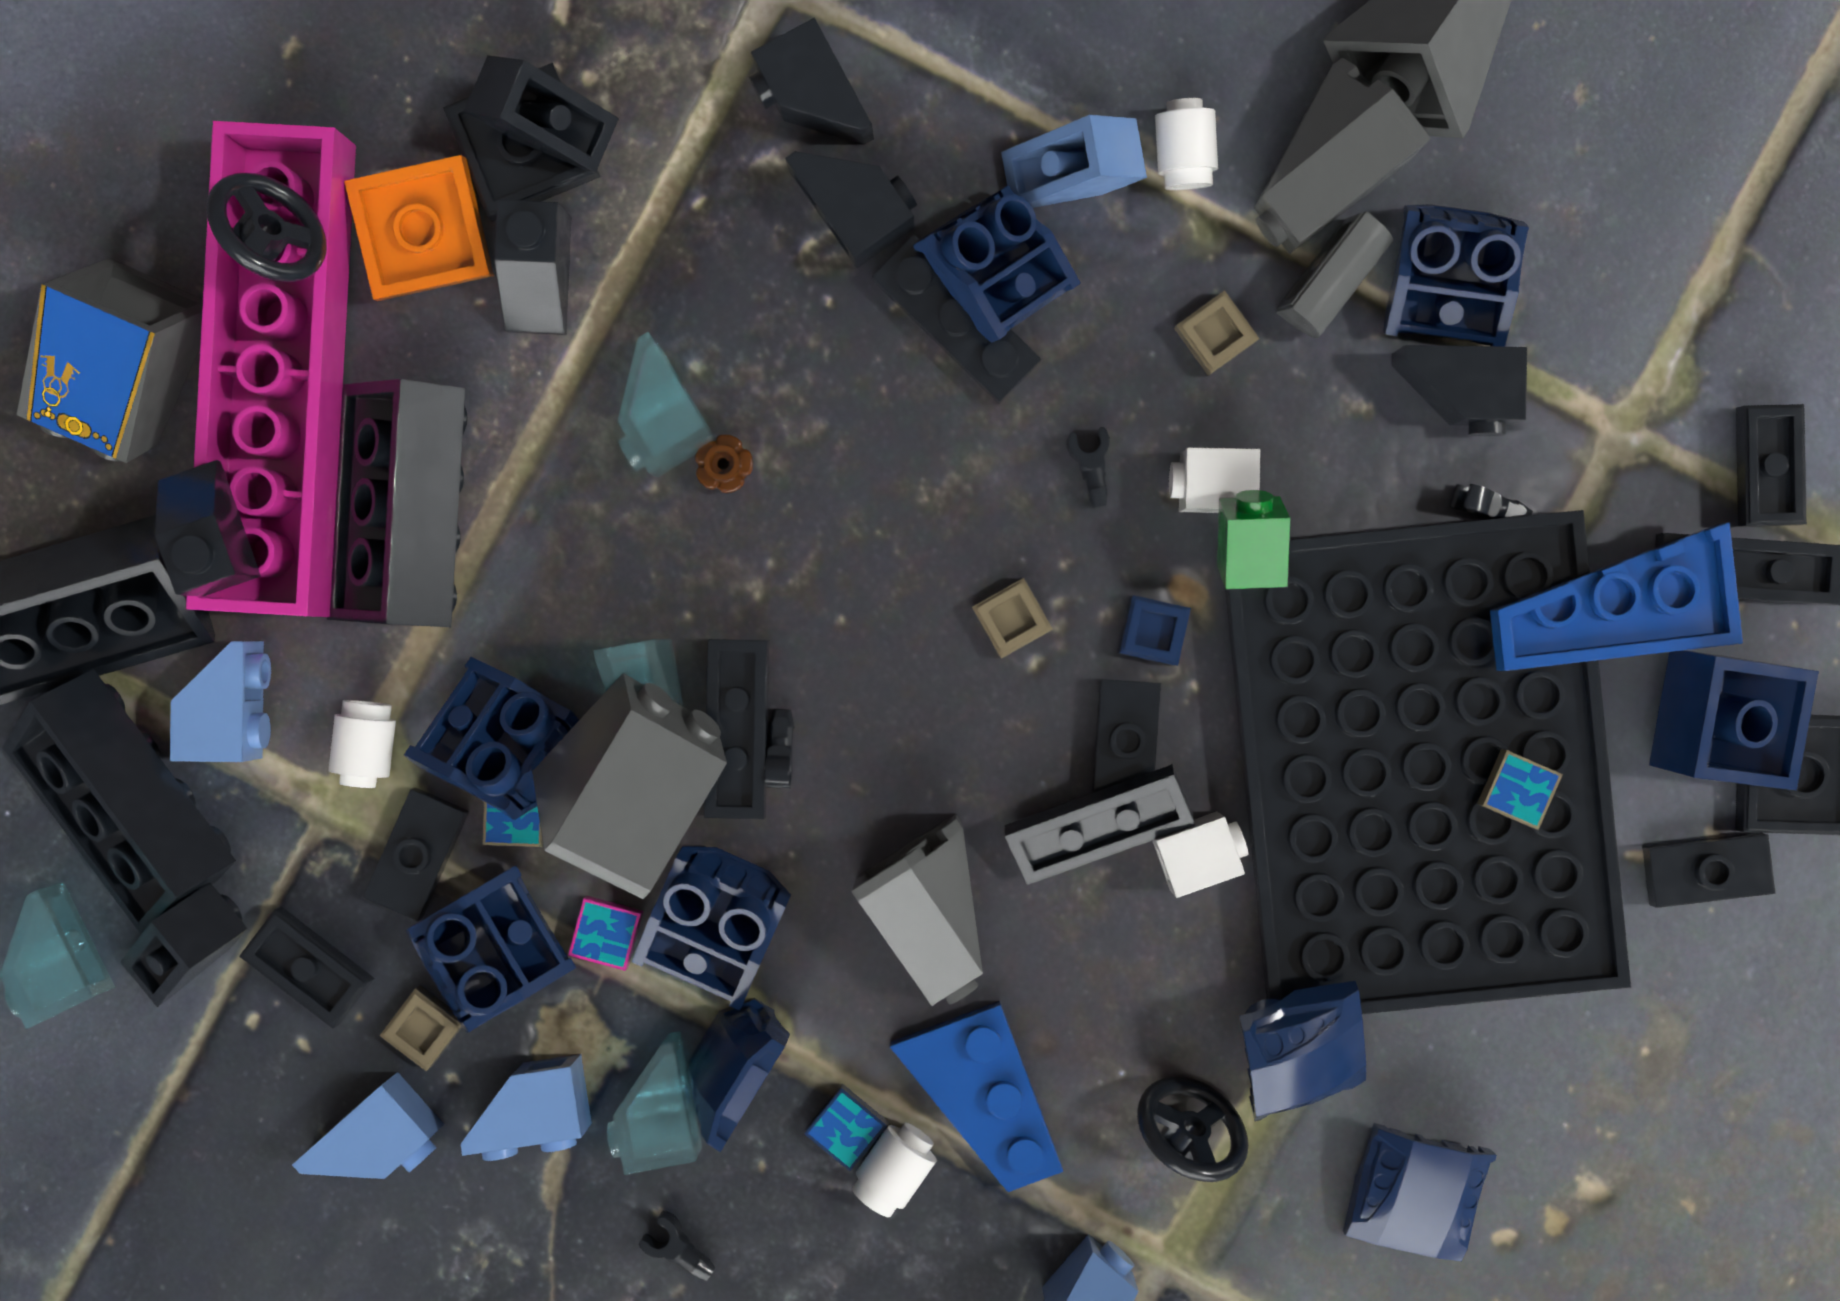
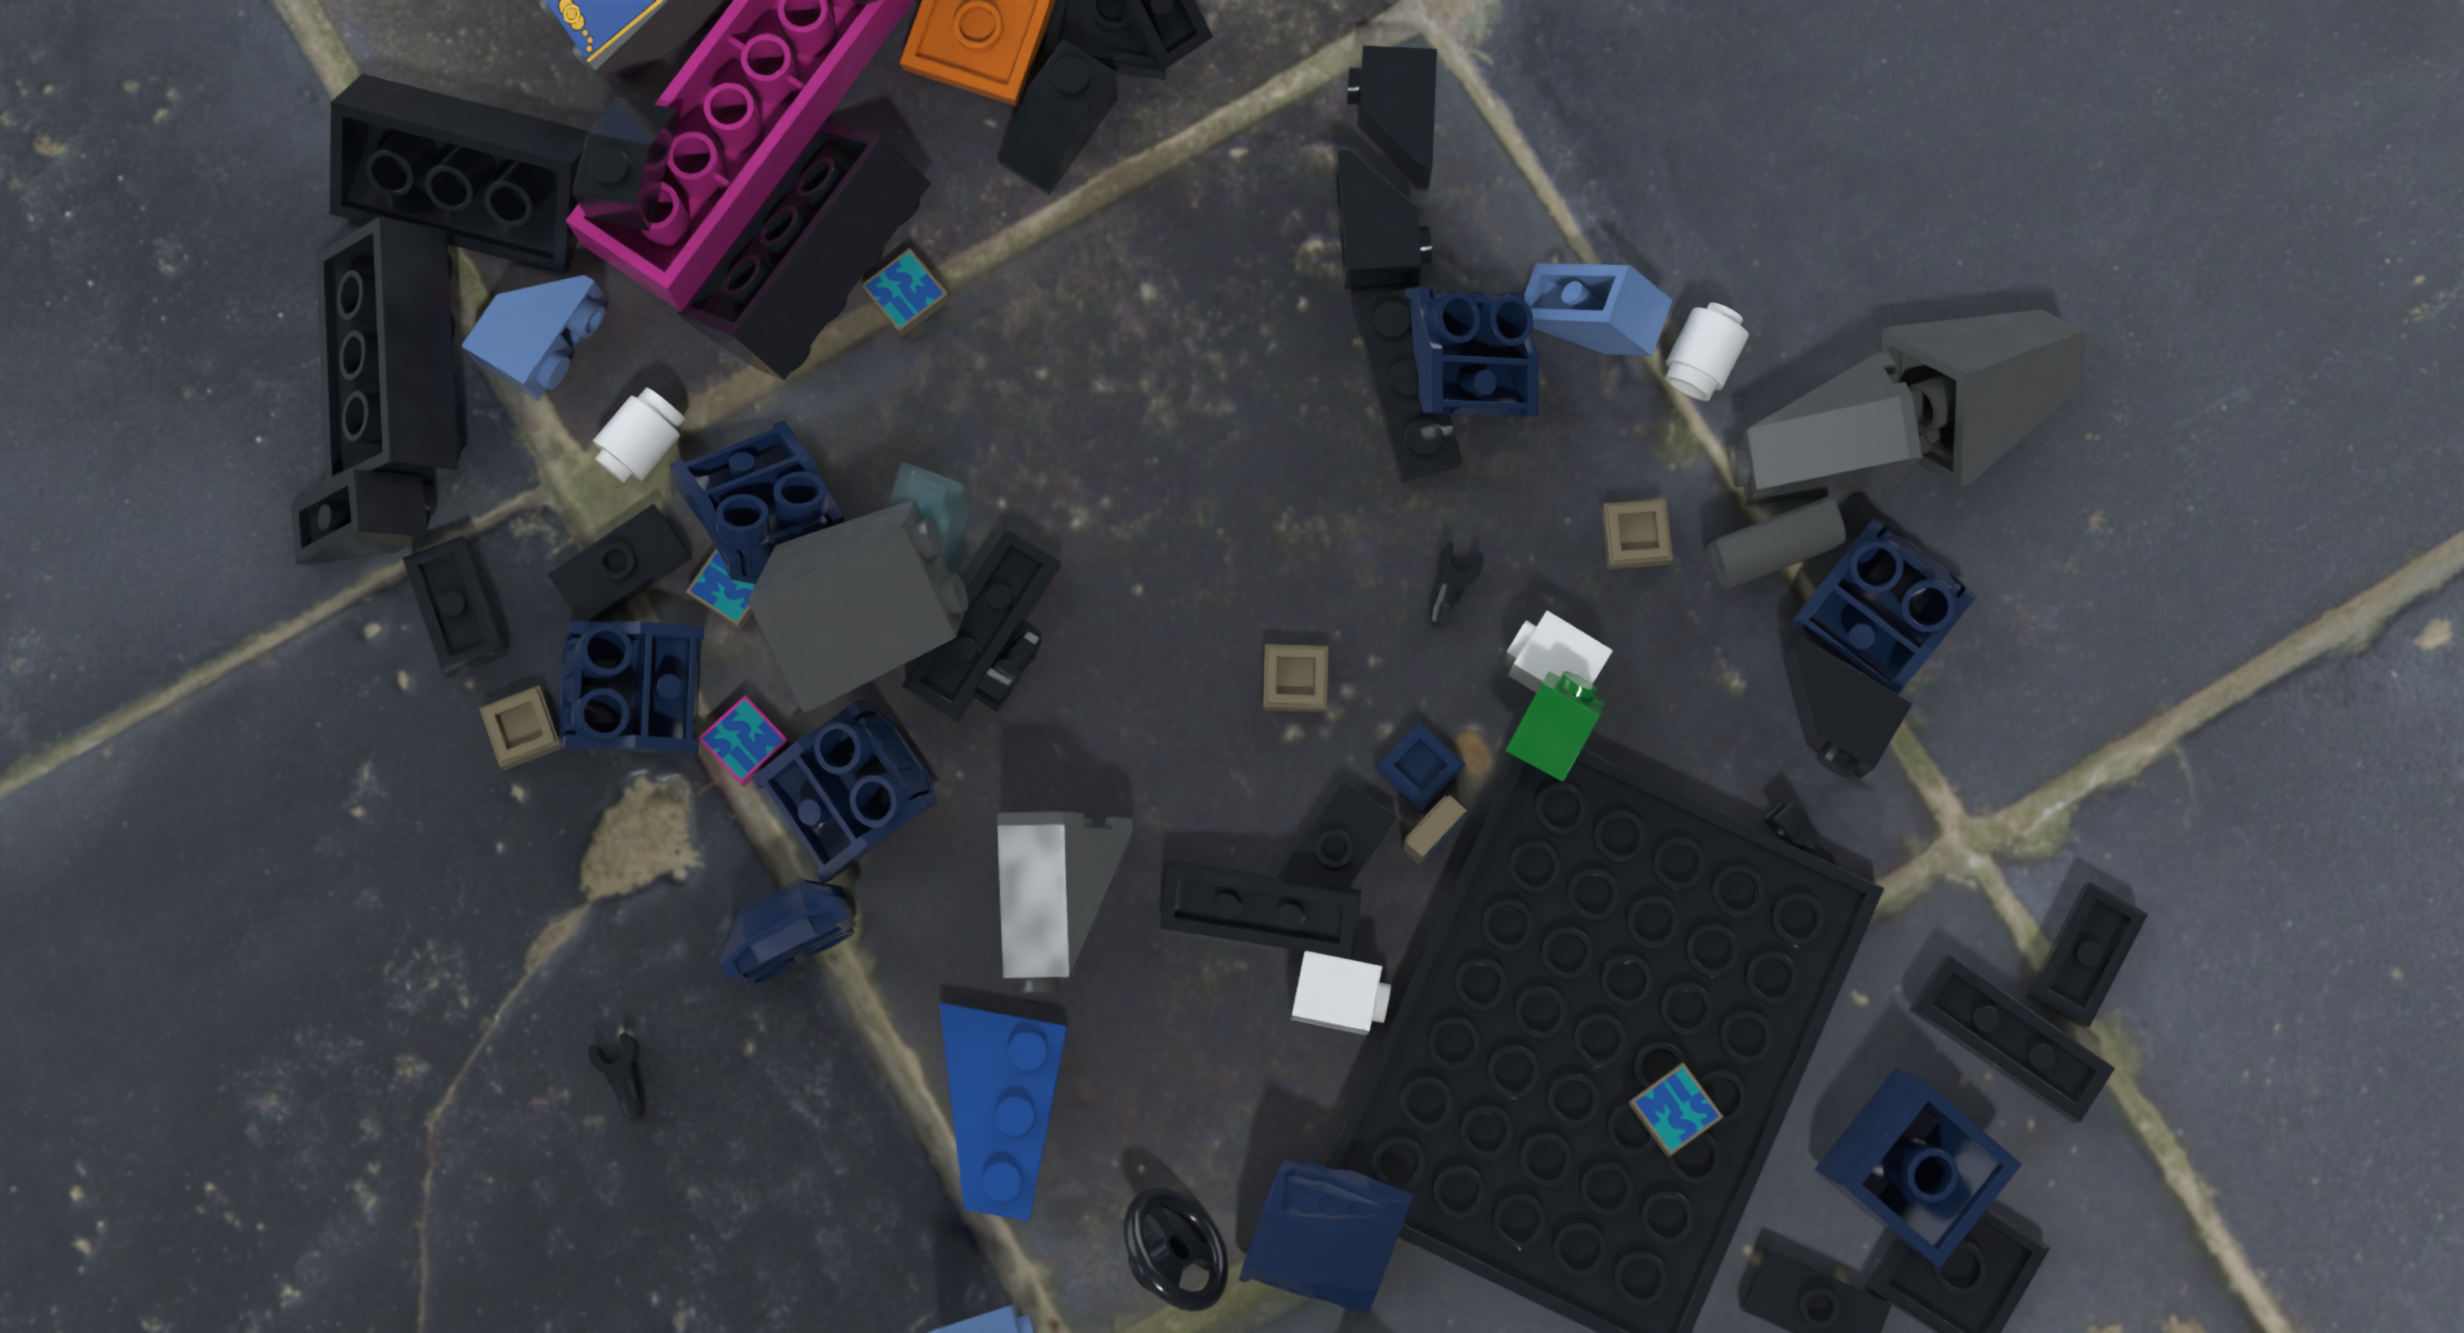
camera: 30 degrees right, 10 degrees down
(51, 959) = (233, 462): clear light blue slope -> none
(377, 1136) = (417, 794): medium blue slope -> none
(501, 490) = (905, 292): none -> tile
(537, 1105) = (576, 853): medium blue slope -> none
(657, 1117) = (686, 929): clear light blue slope -> none
(658, 413) = (1088, 307): clear light blue slope -> none
(739, 466) = (1118, 401): reddish brown plate -> none
(846, 1127) = (850, 1056): tile -> none
(894, 1169) = (872, 1119): white brick -> none
(1197, 677) = (1433, 829): none -> dark tan tile
(1639, 606) = (1888, 1004): blue wing -> none

